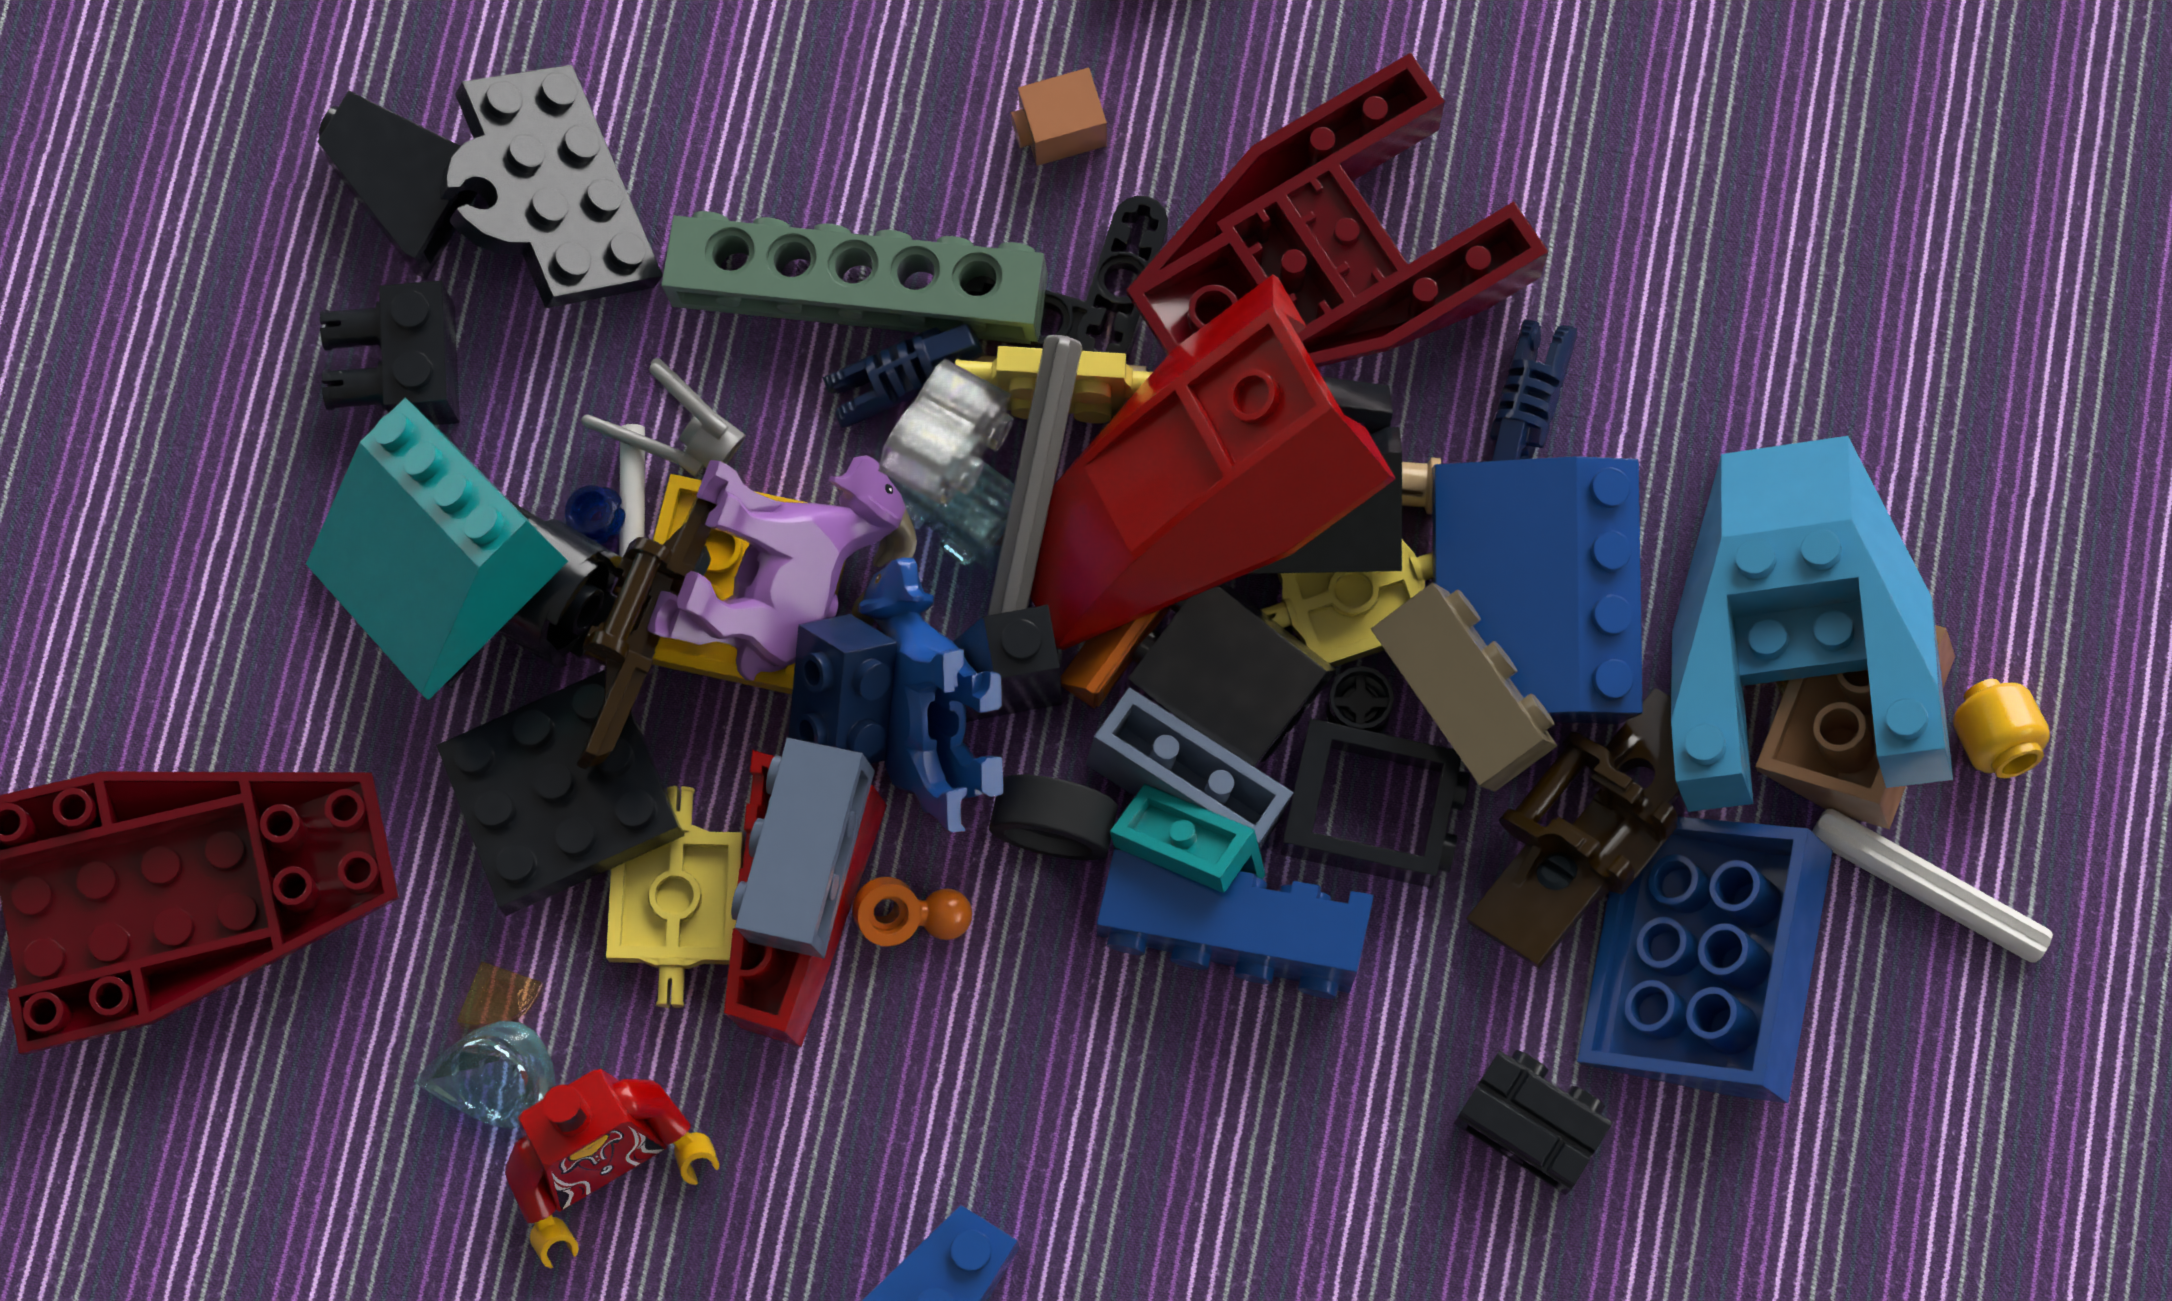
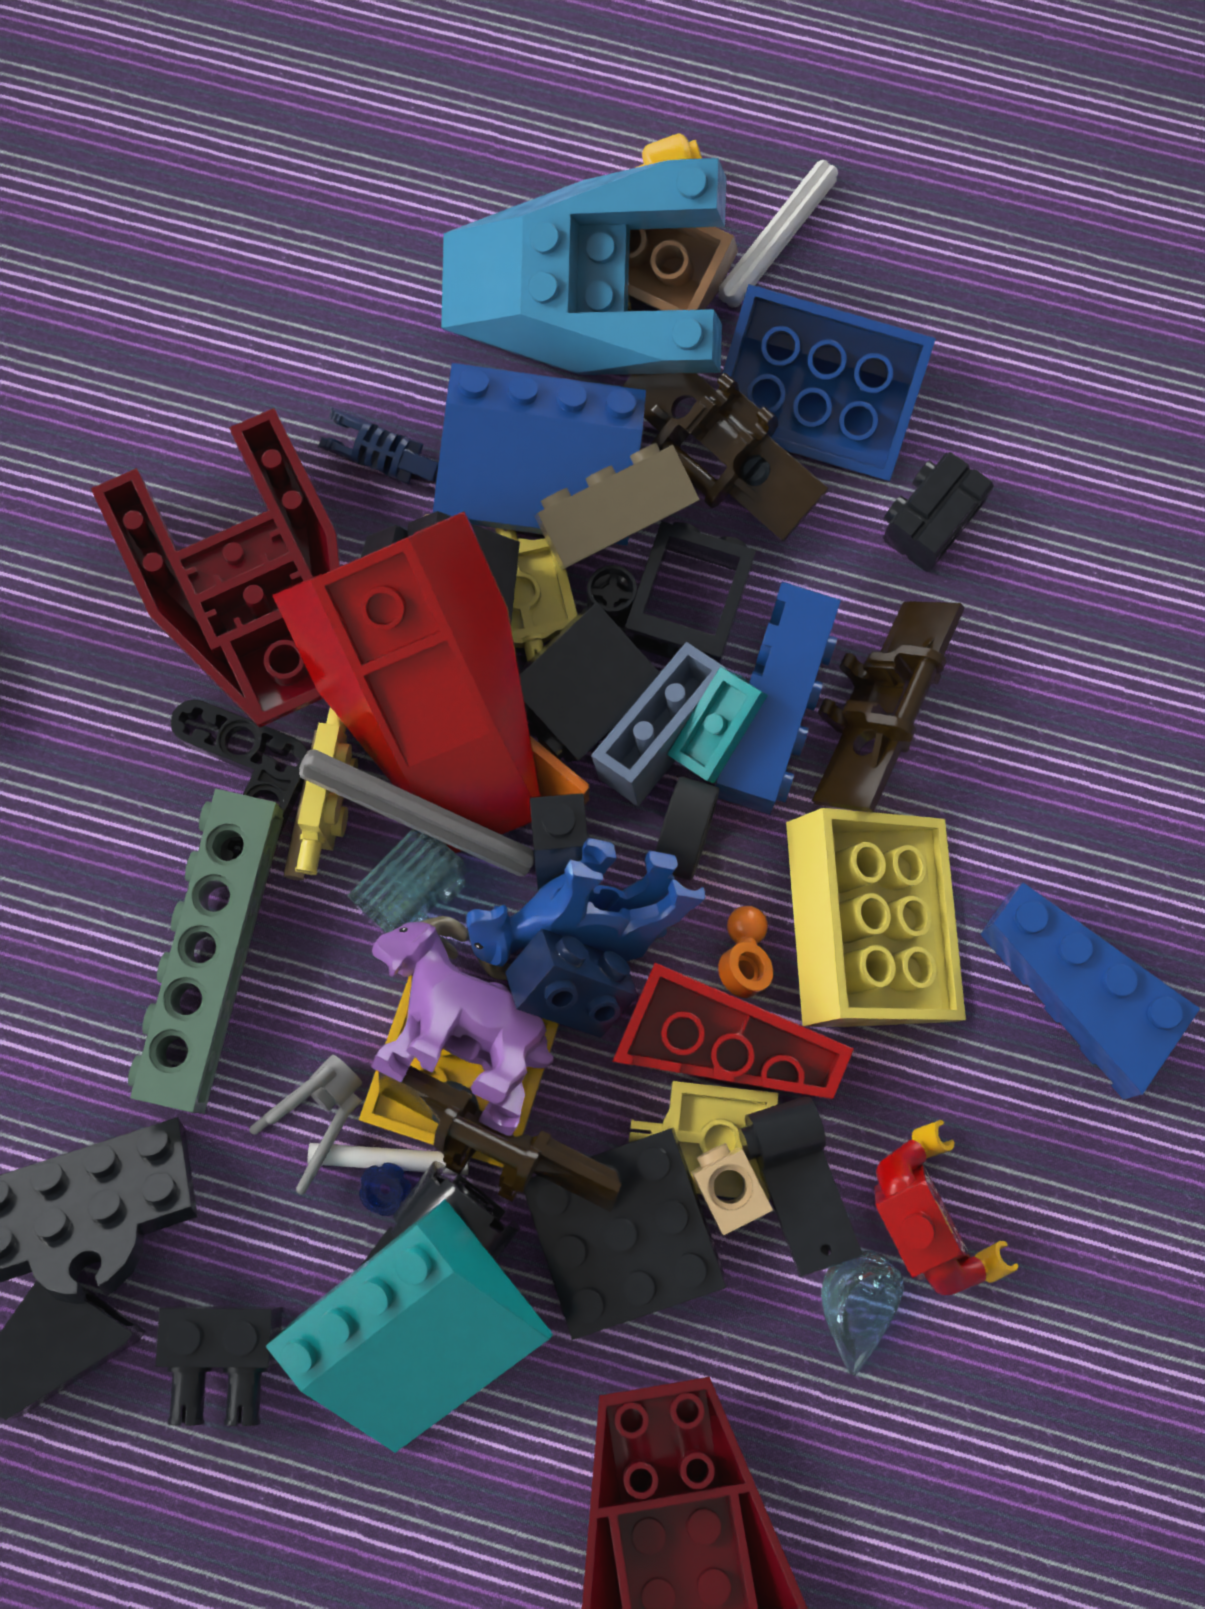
camera: 90 degrees left, 0 degrees up
(497, 997) = (789, 1299): clear yellow tile -> none
(584, 897) = (747, 1206): none -> tan brick
(624, 987) = (791, 1158): none -> black door
(802, 847) = (709, 1019): sand blue brick -> none
(899, 371) = (294, 918): dark blue hinge -> none
(946, 433) = (363, 876): clear brick -> none
(964, 1071) = (874, 919): none -> light yellow slope
(1060, 117) = (91, 774): nougat brick -> none
(1250, 1062) = (884, 703): none -> dark brown piece

